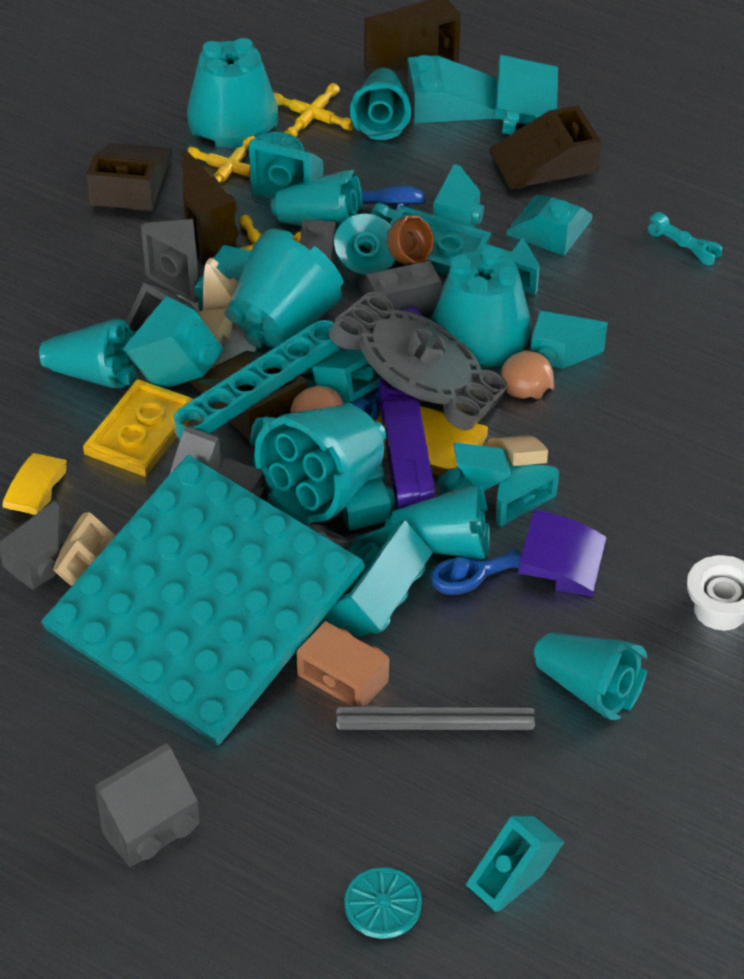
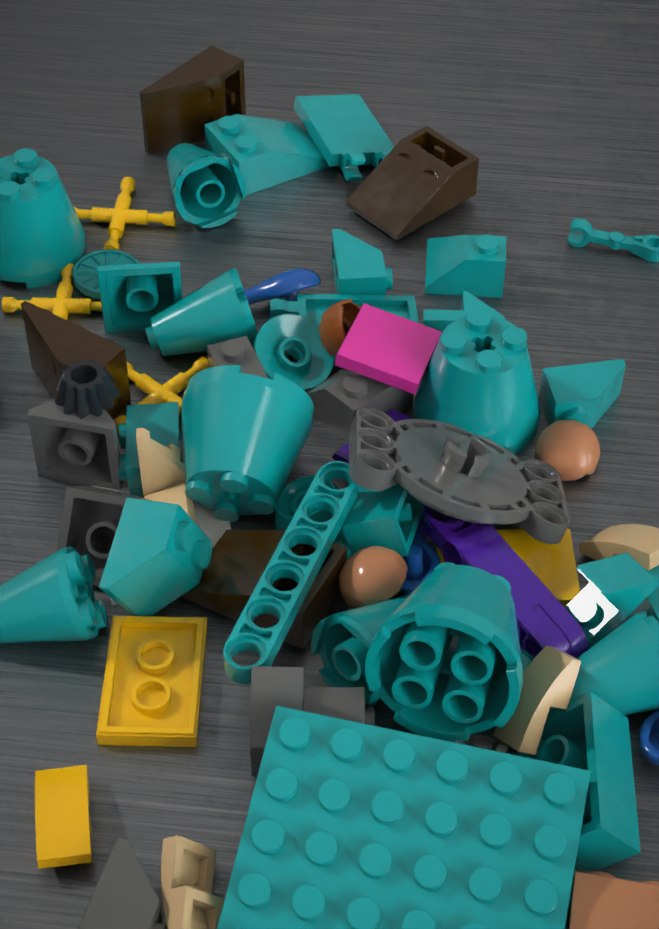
camera: 25 degrees left, 0 degrees up
(187, 220) = (86, 389): none -> black piece
(380, 509) = (545, 684): none -> tan slope
(421, 258) = (388, 348): none -> dark pink tile

